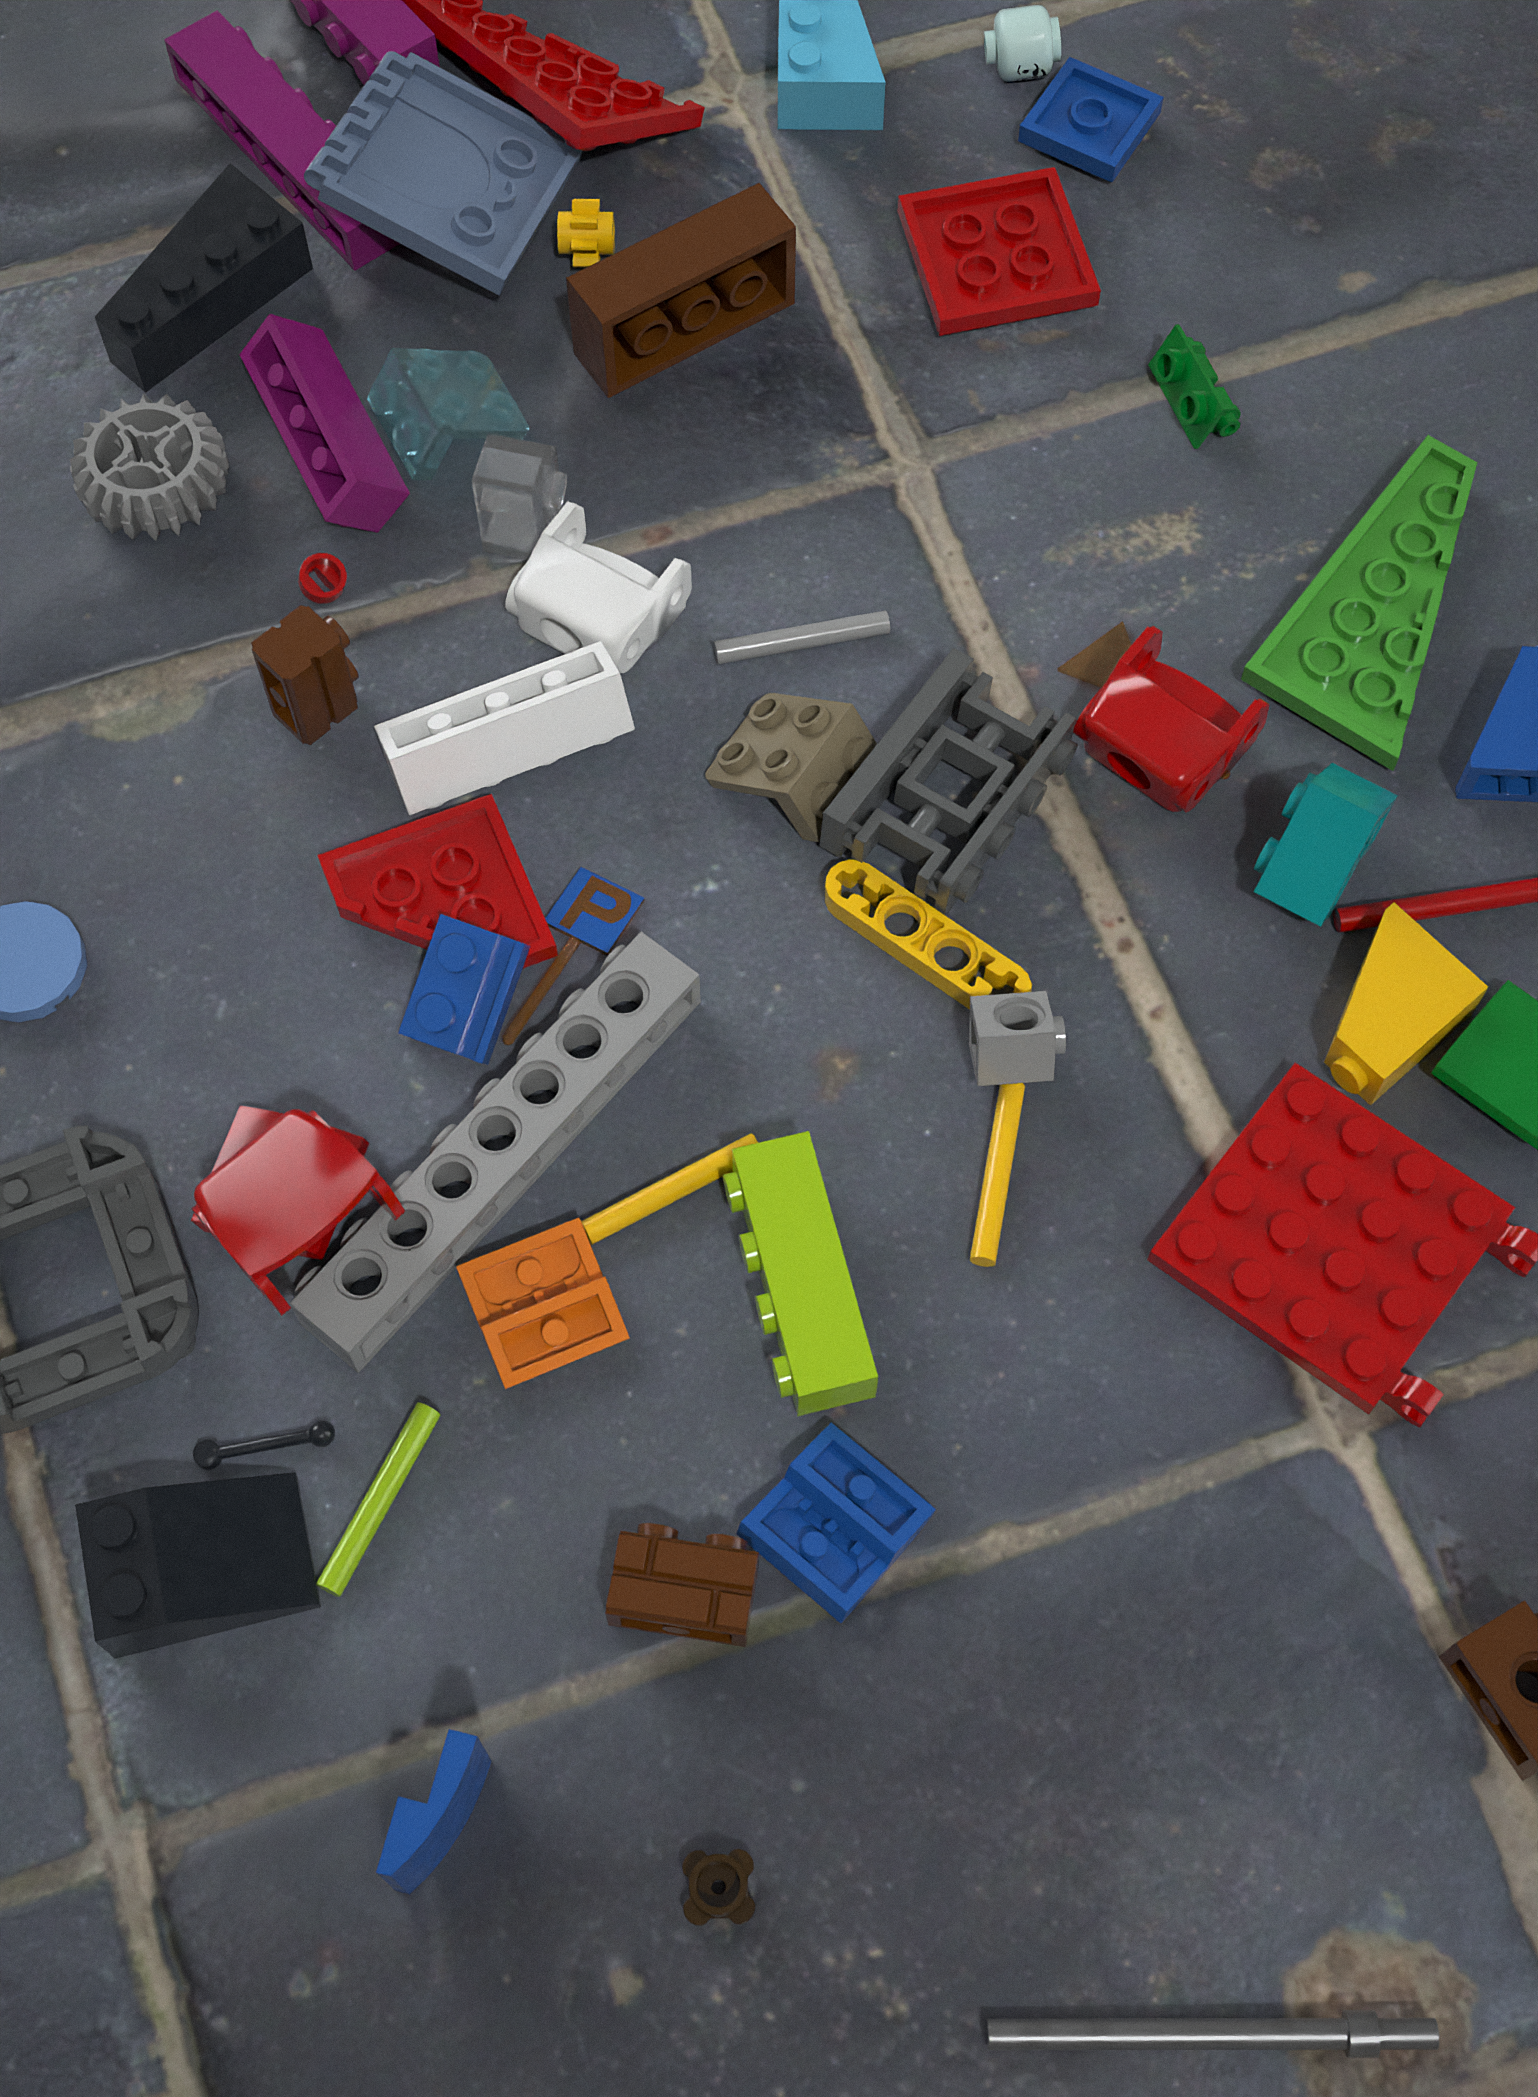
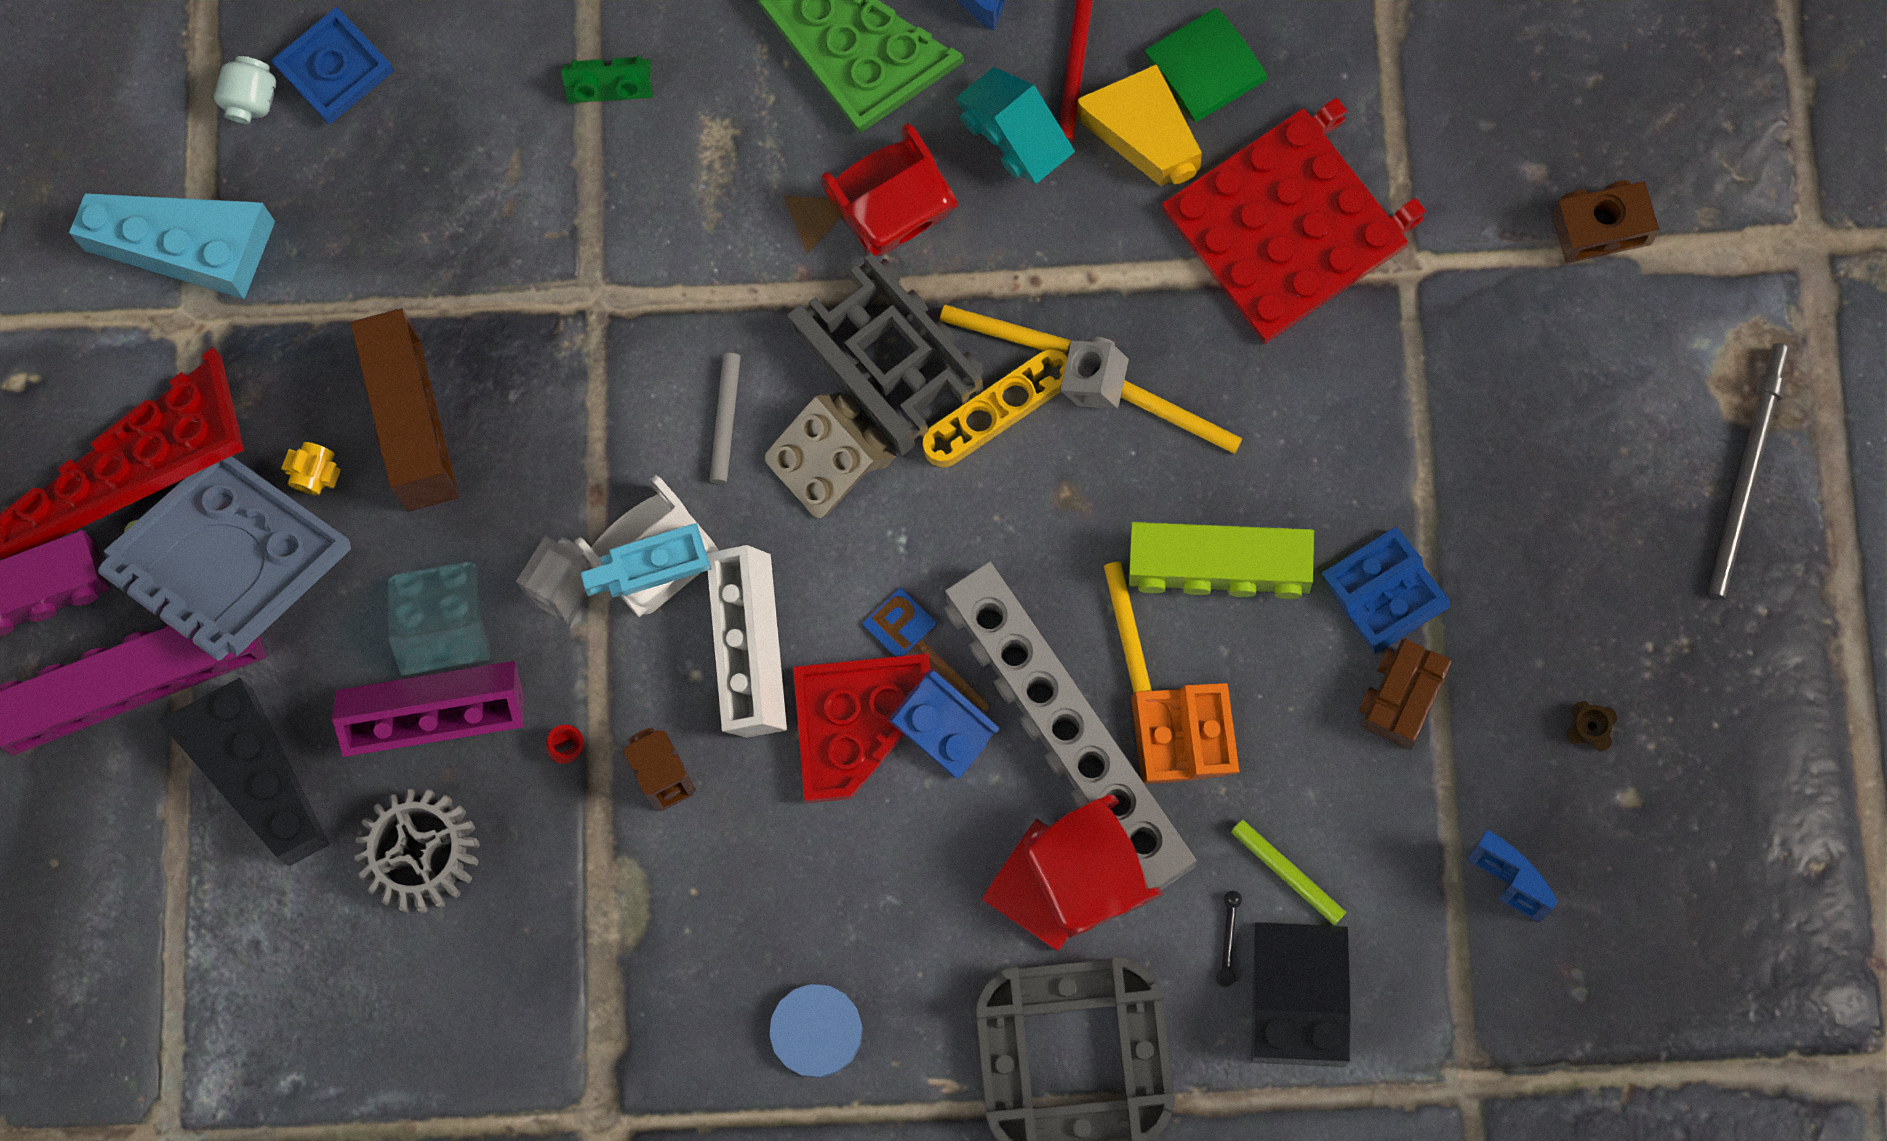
camera: 65 degrees left, 10 degrees up
(561, 573) = (648, 563): none -> medium azure hinge
(998, 251) = (433, 174): red plate -> none
(1039, 916) = (1003, 330): none -> yellow bar

